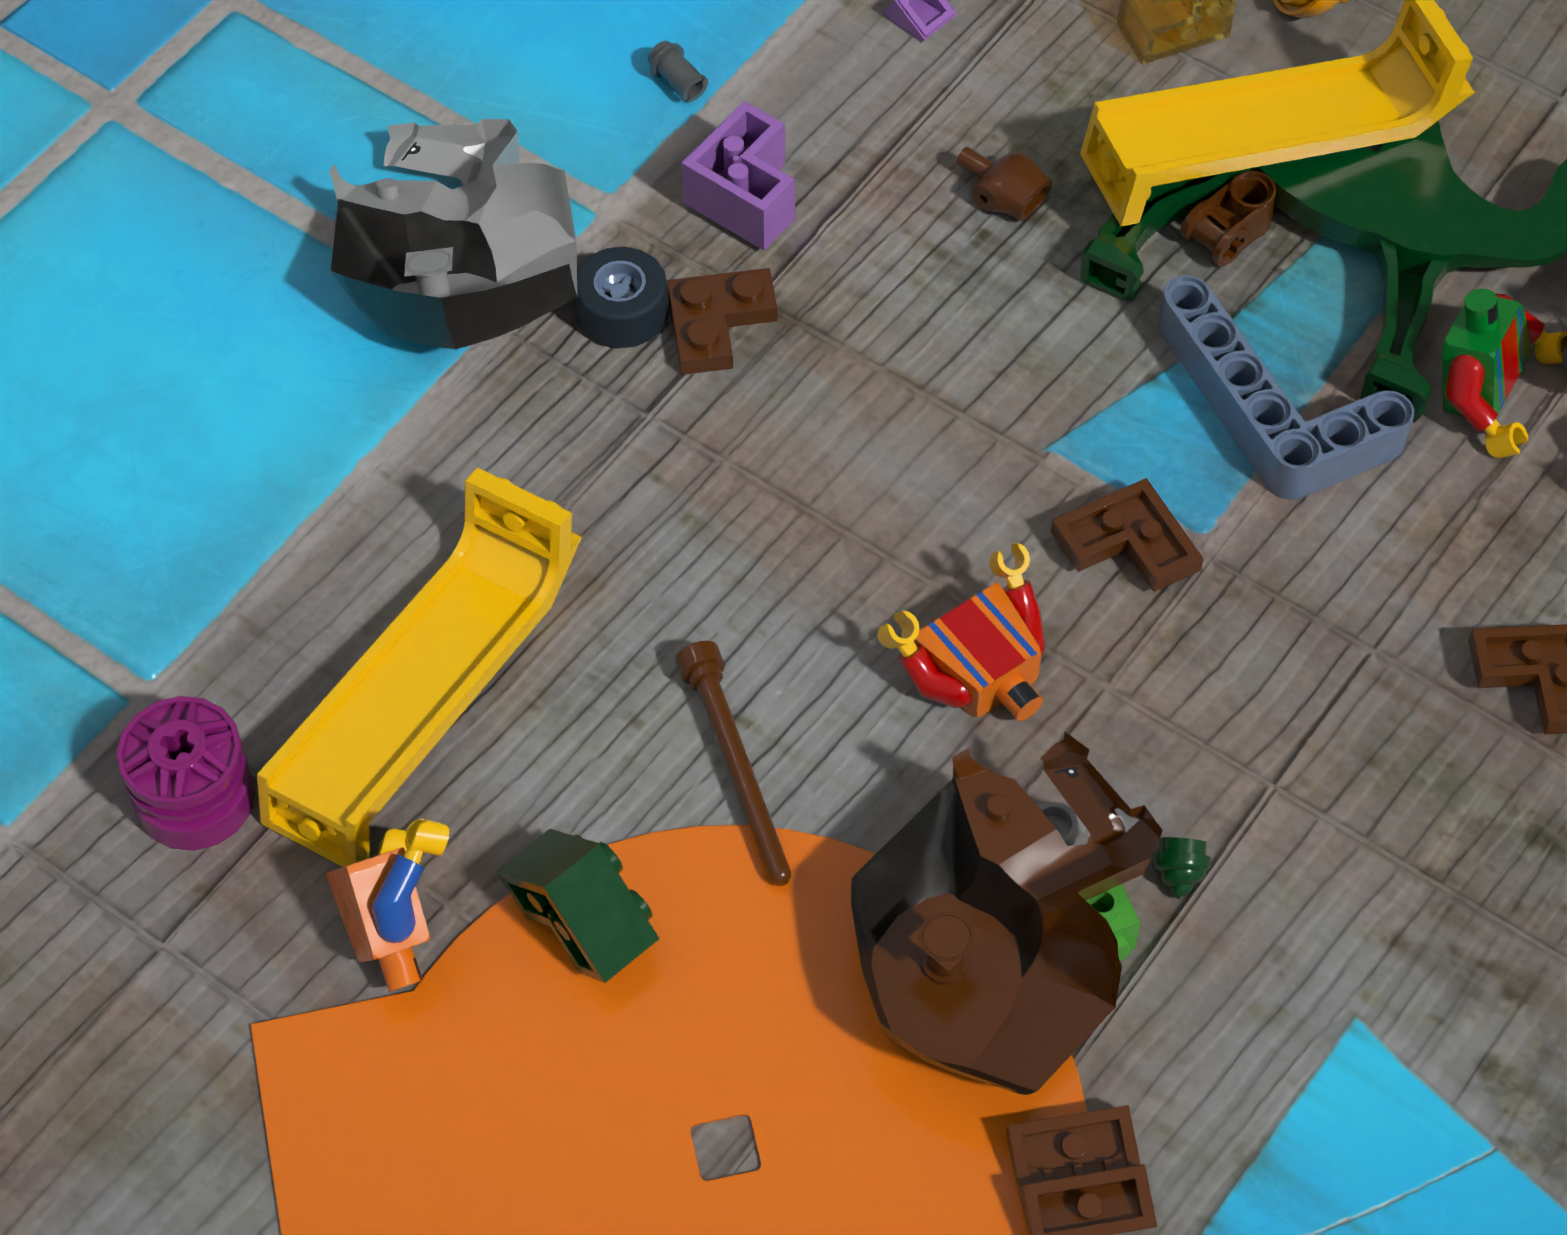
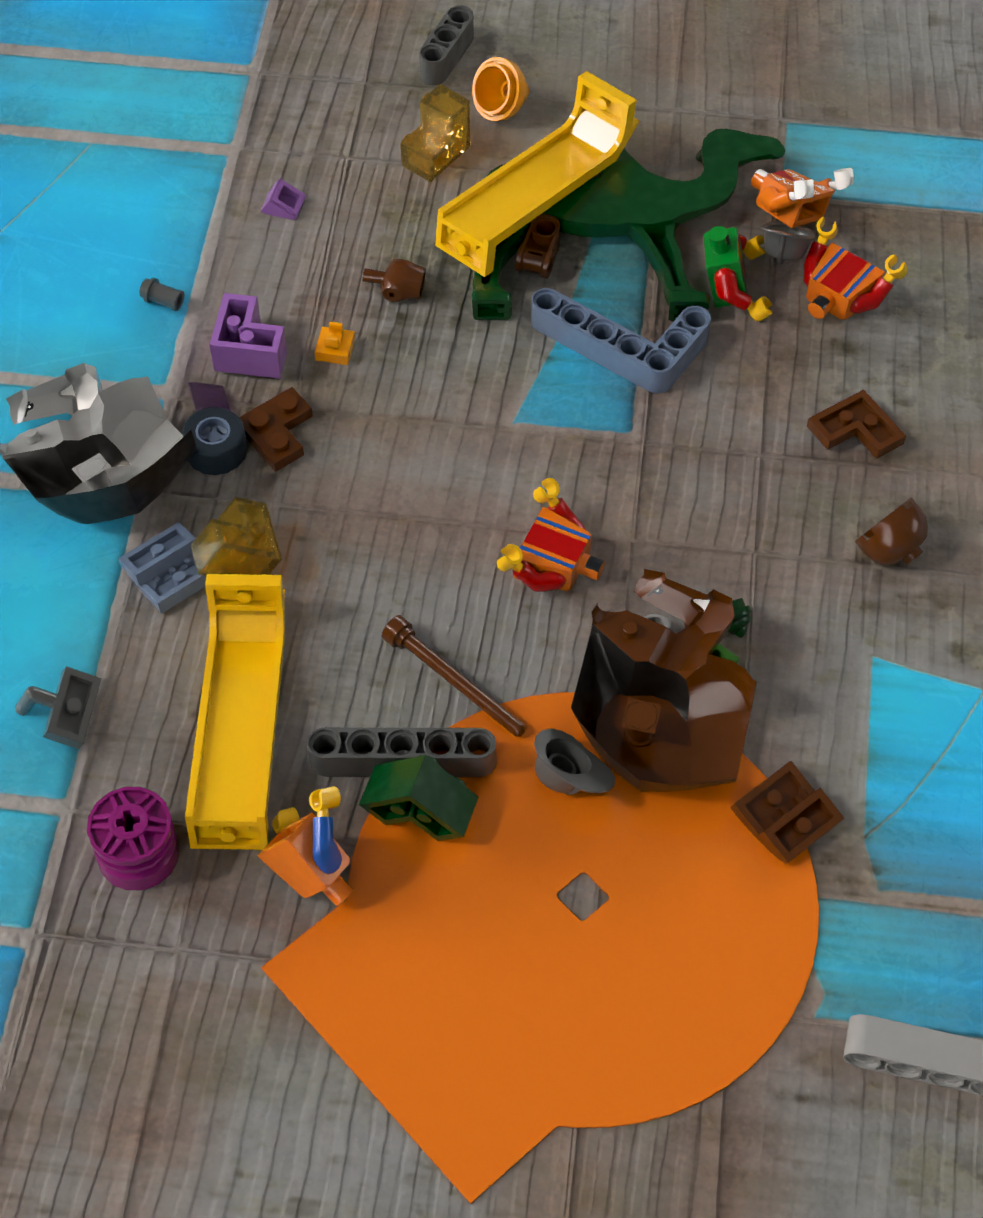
camera: 30 degrees left, 0 degrees up
(220, 564) = (69, 706): none -> dark grey plate
(459, 433) = (165, 568): none -> sand blue slope
(558, 450) = (238, 541): none -> clear yellow brick
(588, 807) = (385, 742): none -> dark grey beam
(652, 235) = (207, 396): none -> clear purple slope
(810, 955) = (568, 766): none -> dark grey piece
(865, 235) = (335, 344): none -> light orange tile
(1134, 523) = (593, 441): reddish brown plate -> none
(1493, 857) = (896, 536): none -> reddish brown cylinder

